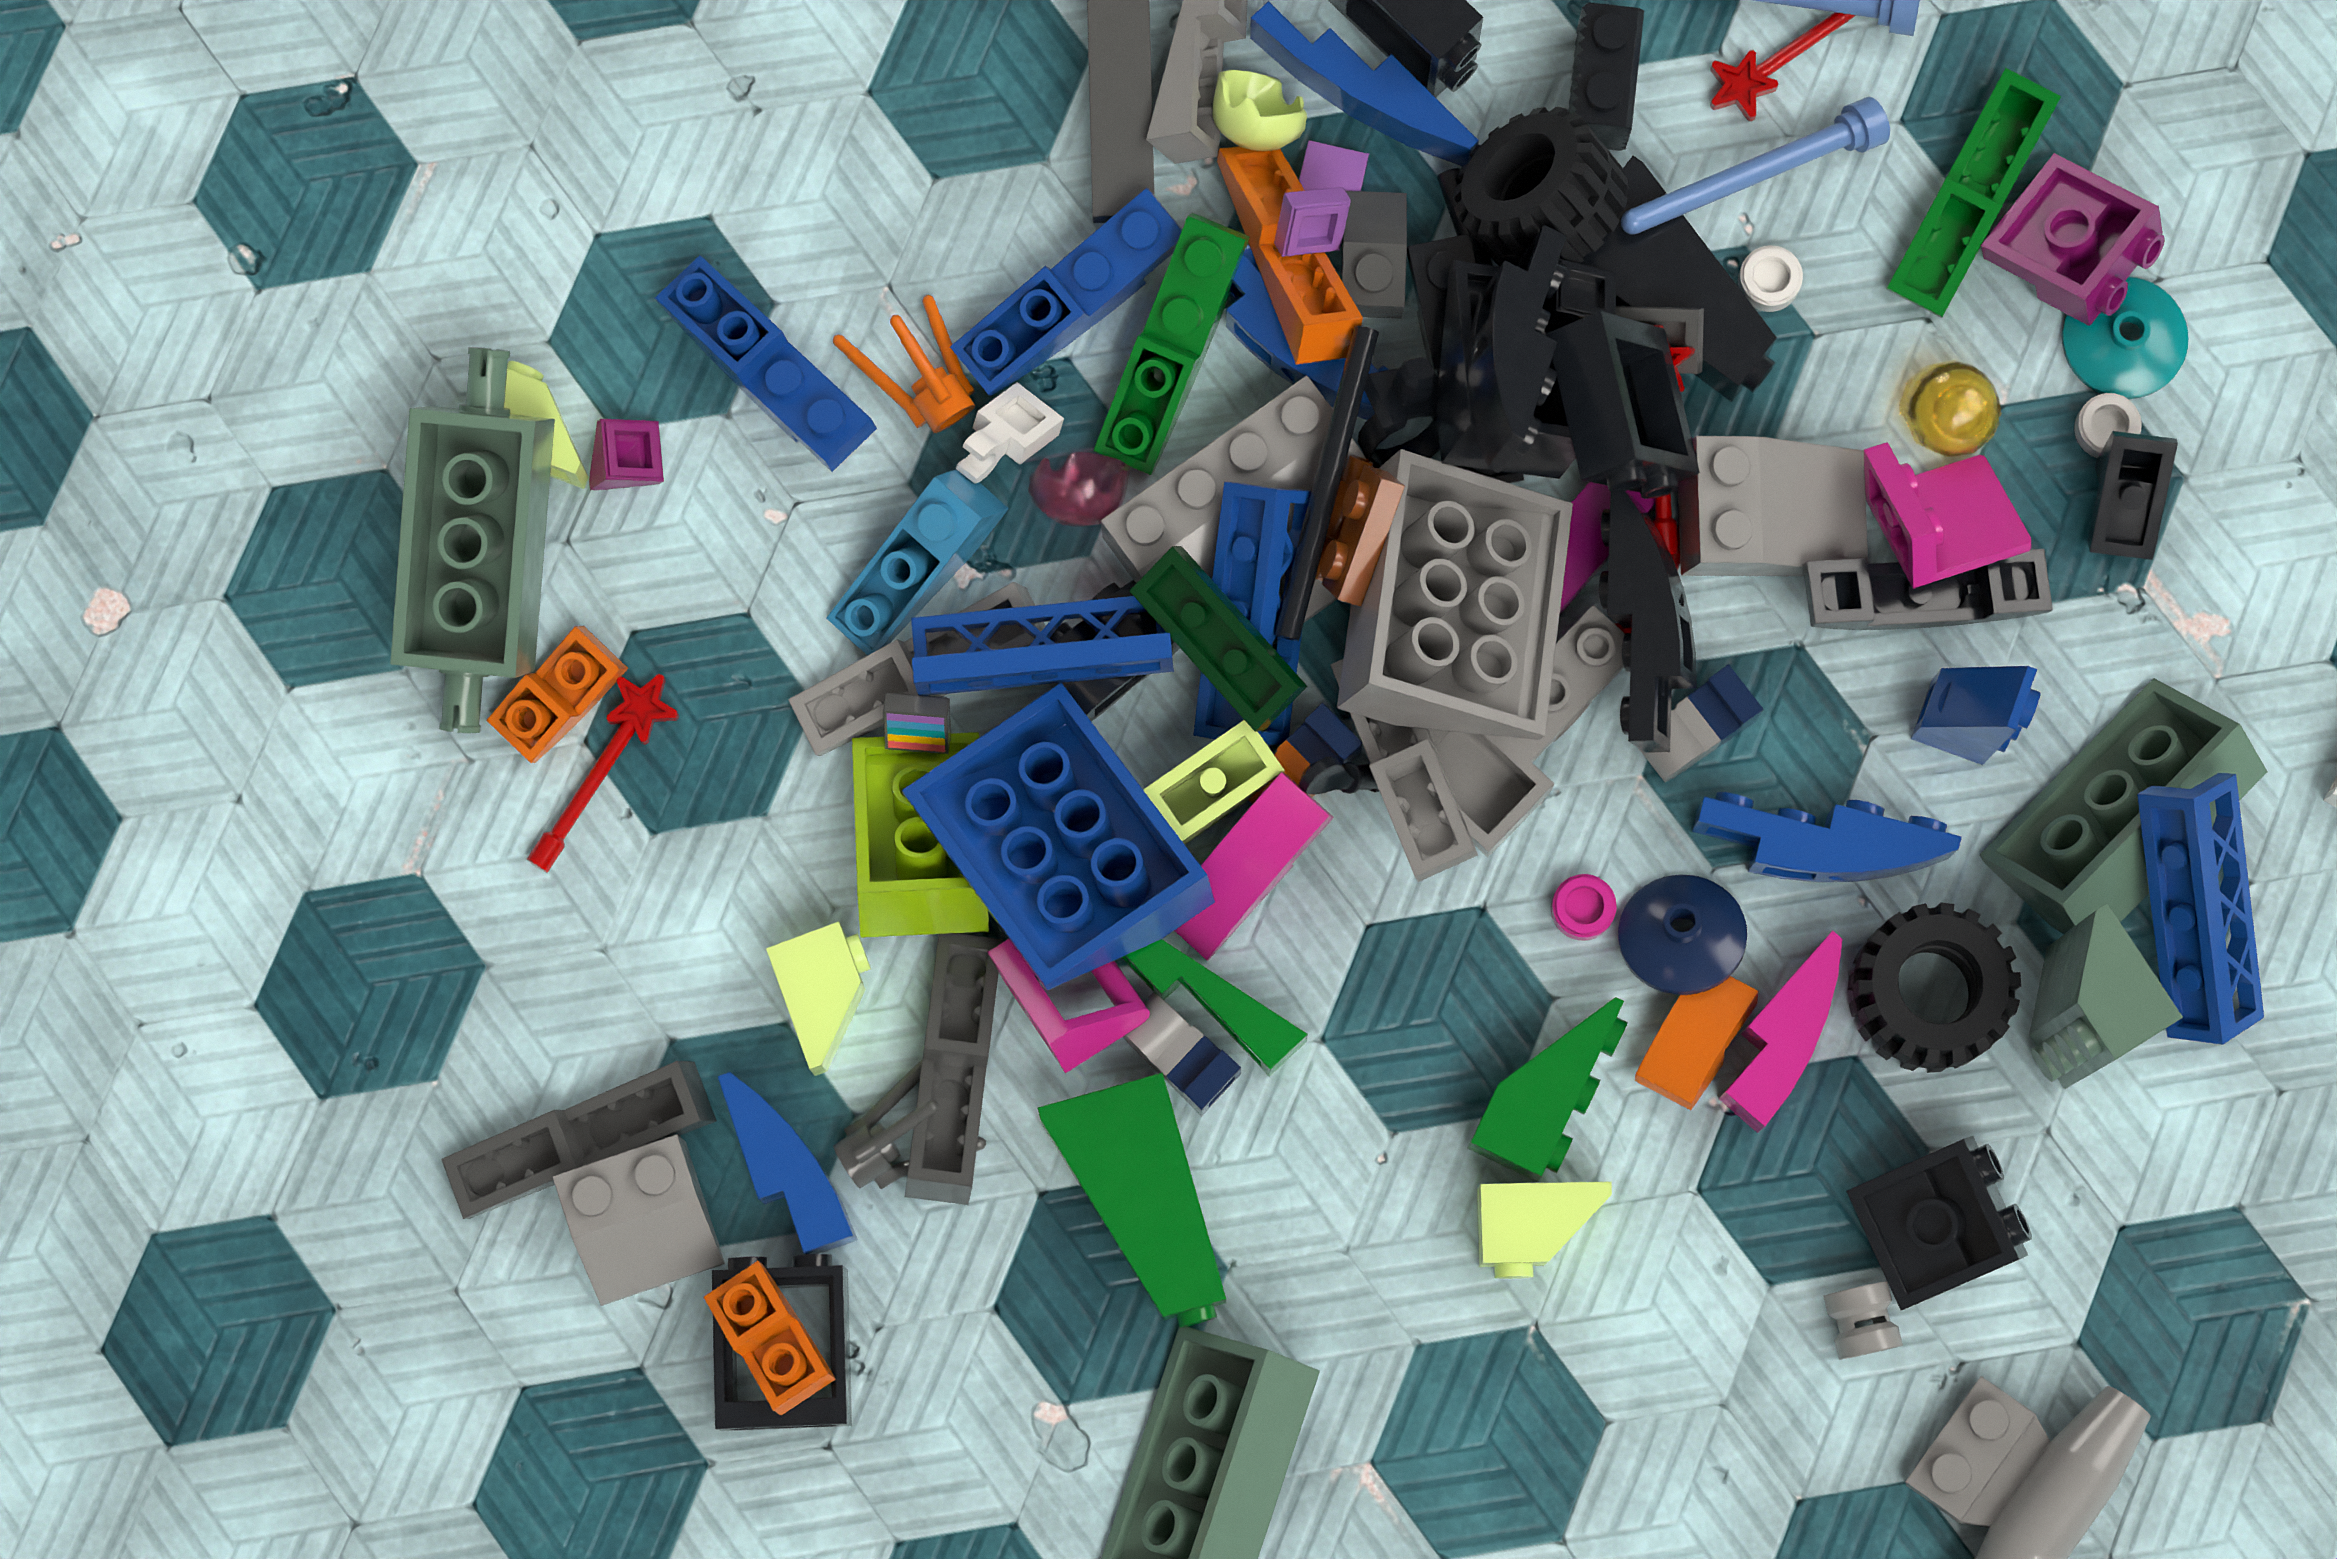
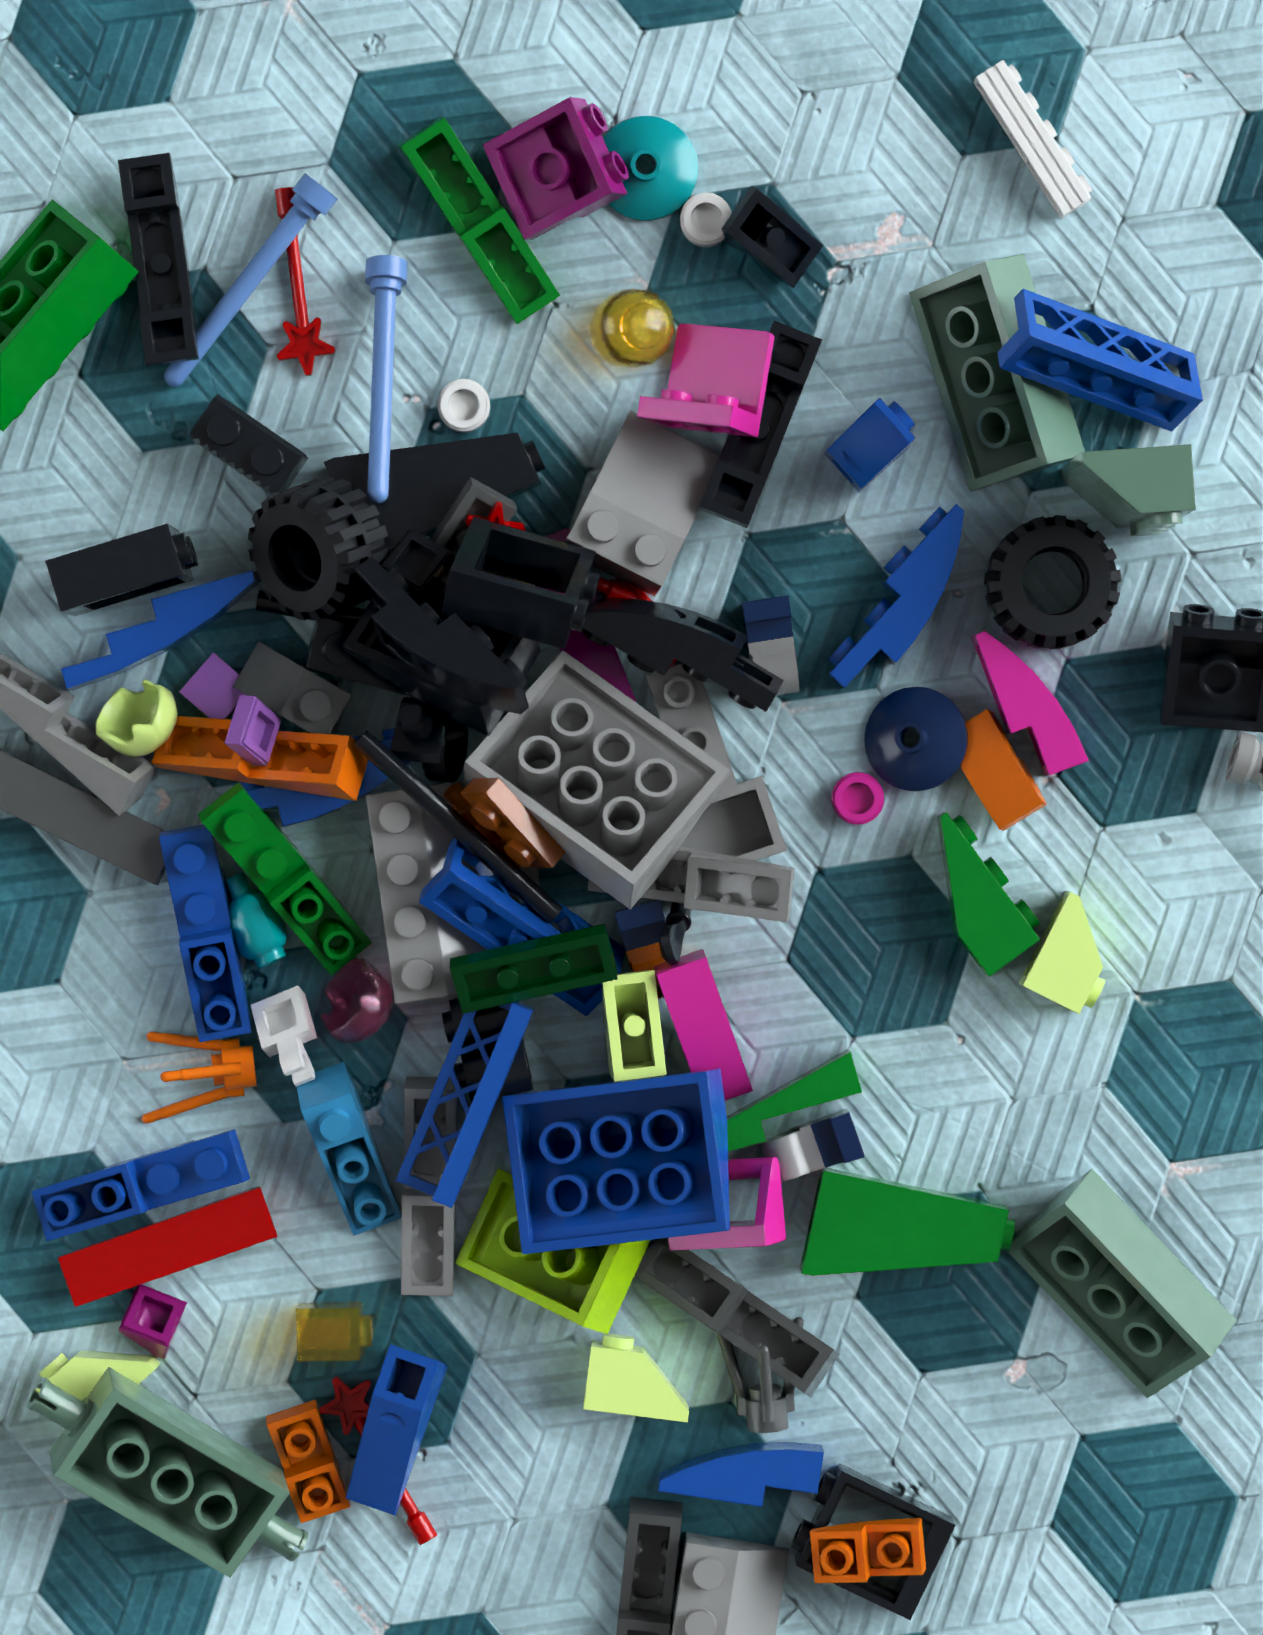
camera: 60 degrees left, 10 degrees up
(644, 759) = (394, 1428): none -> blue slope
(711, 643) = (332, 1331): none -> clear yellow brick
(714, 426) = (167, 1246): none -> red slope
(917, 723) = (472, 1213): tile -> none
(1105, 341) = (255, 924): none -> teal plant

